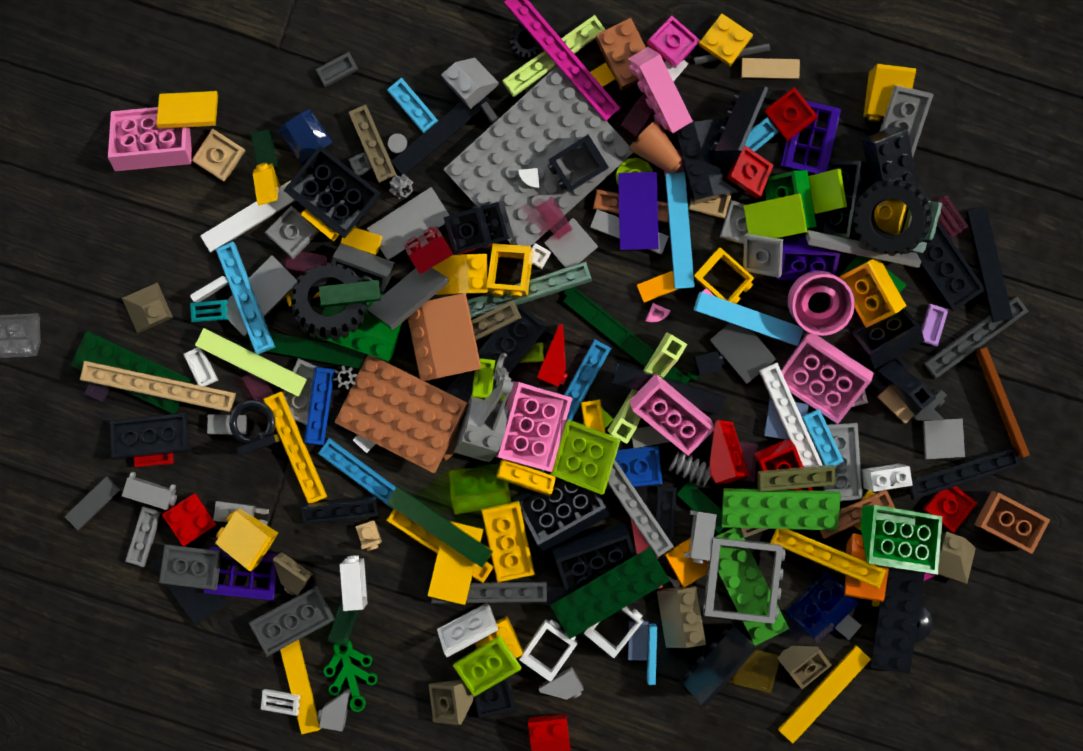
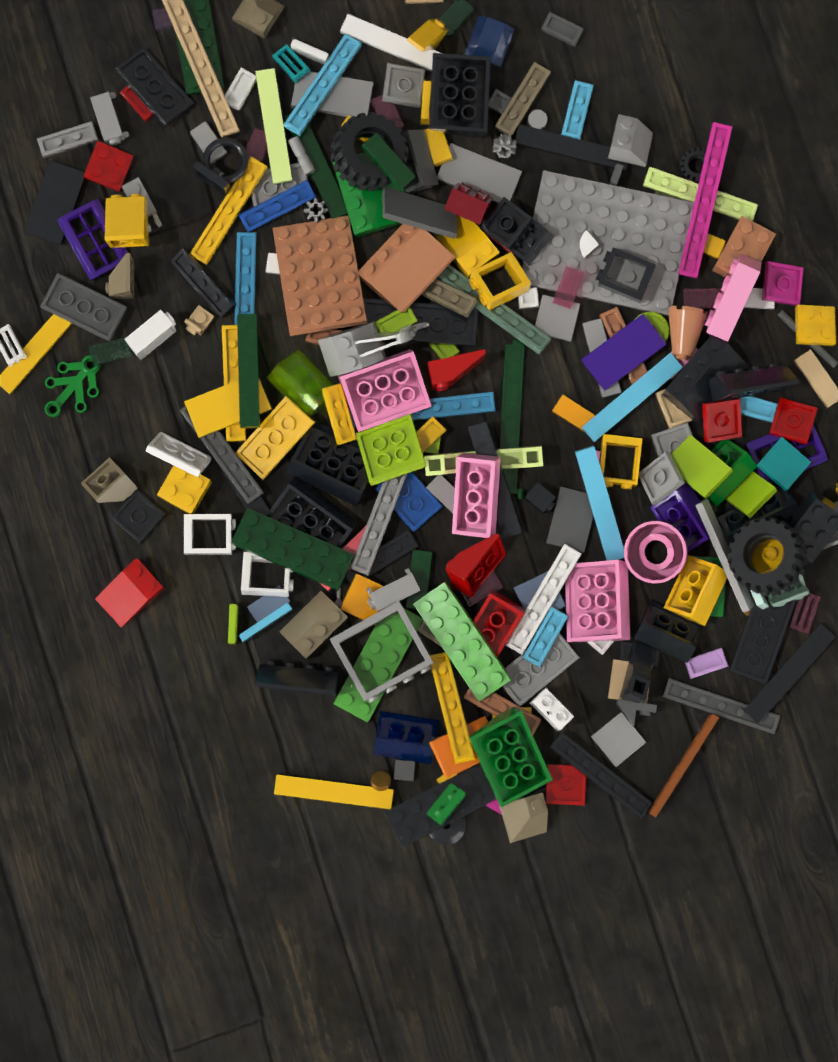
camera: 45 degrees right, 5 degrees down
(92, 503) = (65, 79): dark grey tile -> none
(190, 567) = (70, 193): dark grey tile -> none
(289, 356) = (300, 153): none -> light grey piece
(335, 712) = (33, 395): light grey slope -> none
(487, 666) = (160, 489): lime tile -> none
(564, 685) = (188, 568): light grey slope -> none
(634, 681) = (233, 624): none -> lime tile
(657, 313) = (550, 428): bright pink tile -> none
(691, 468) = (442, 543): light grey piece -> none
(758, 671) = (314, 720): clear yellow tile -> none
(796, 478) = (497, 635): olive tile -> none
(804, 663) = (347, 755): dark tan slope -> none
(820, 147) = (783, 464): none -> teal tile
(843, 651) = (380, 781): none -> pearl gold tile
(903, 616) = (446, 804): none -> green bracket
(1012, 522) = (589, 843): nougat brick -> none

